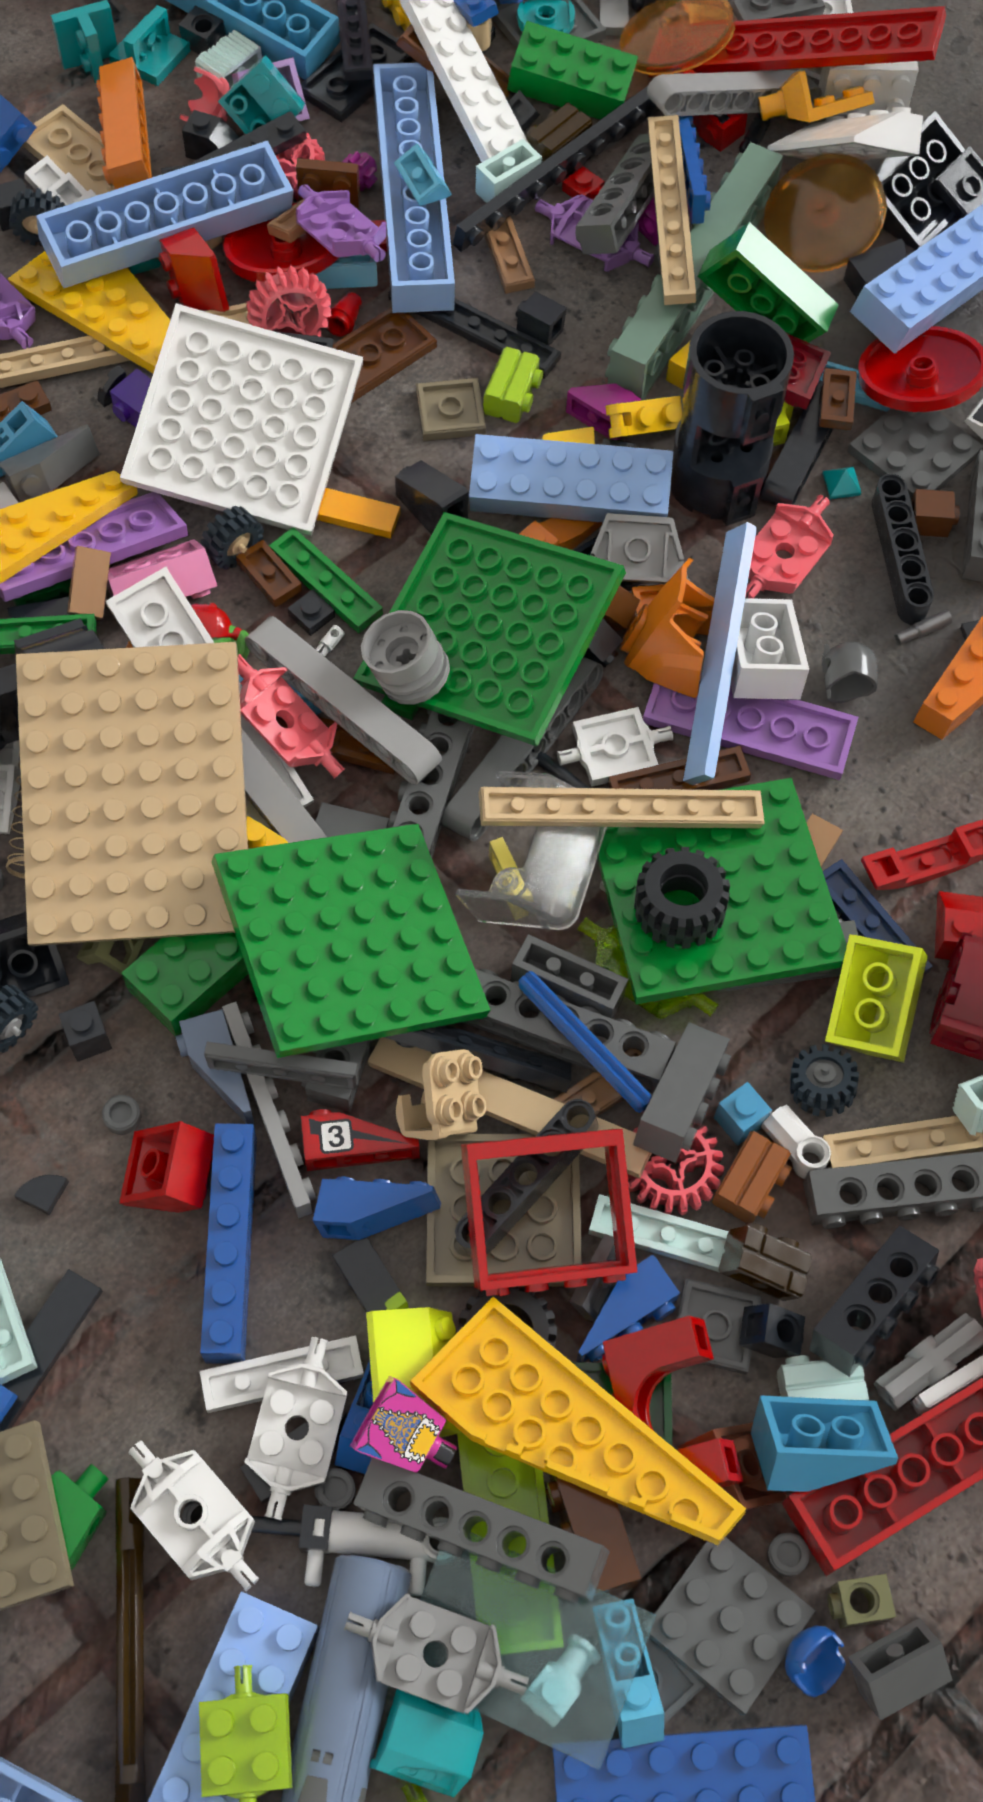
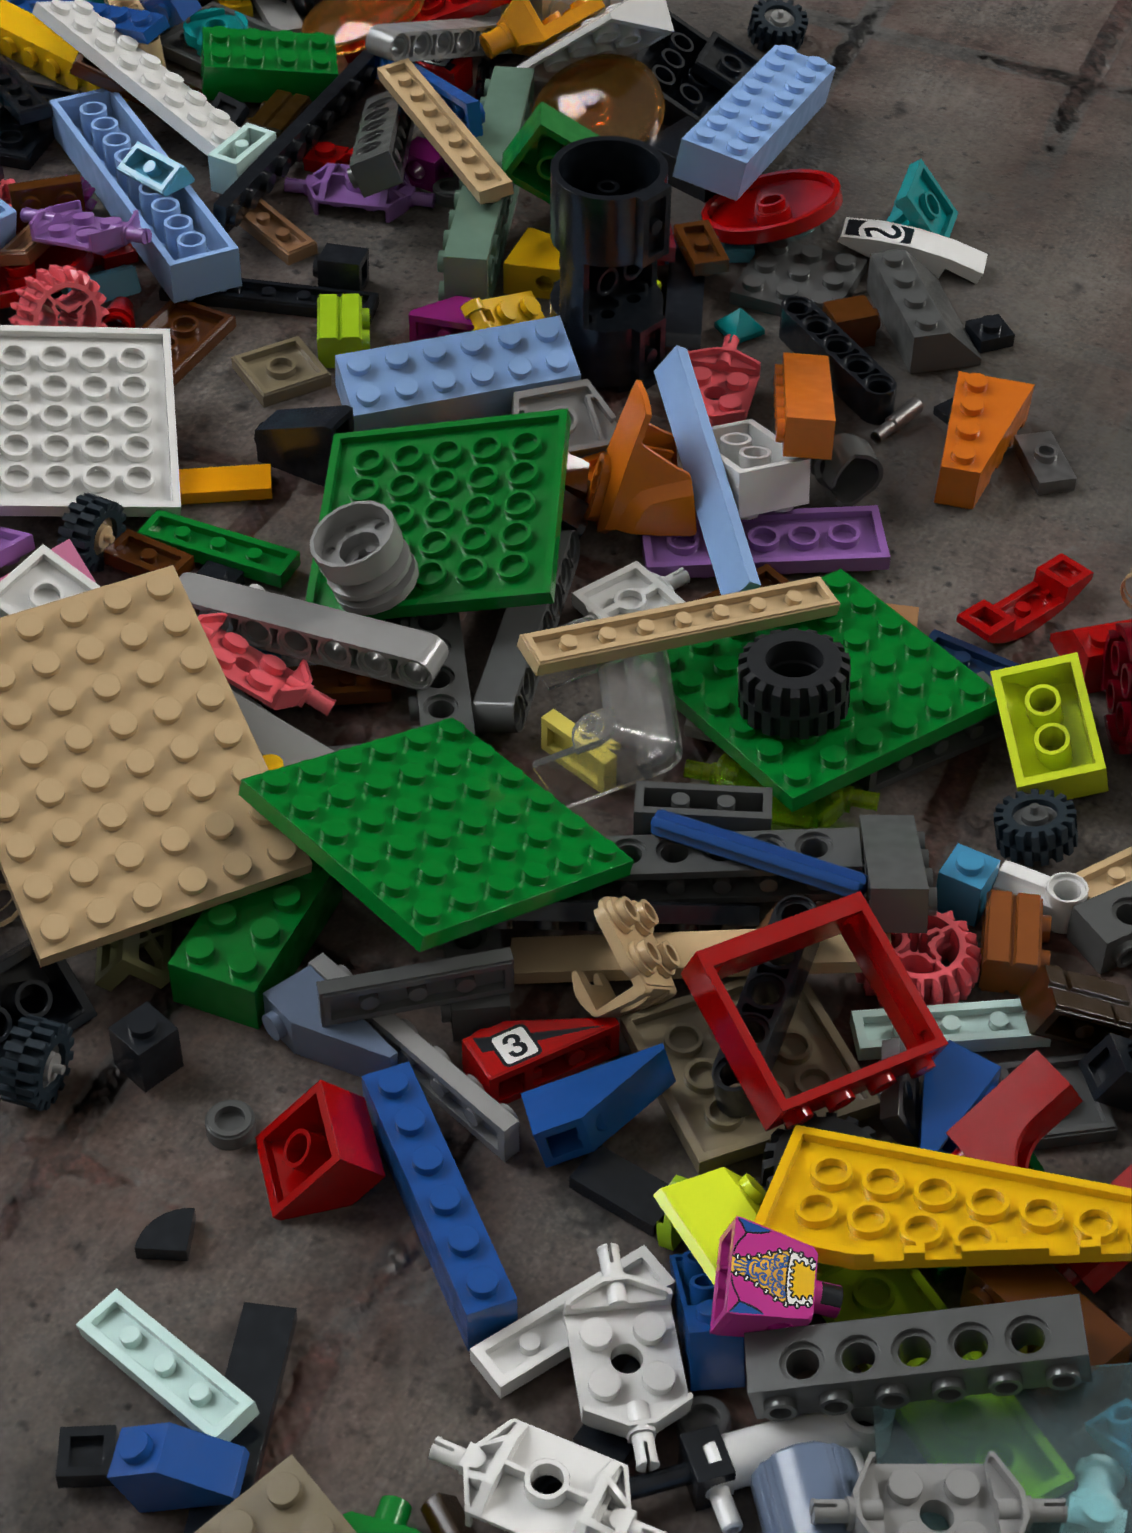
camera: 20 degrees left, 20 degrees down
(836, 605) = (804, 406): none -> orange brick

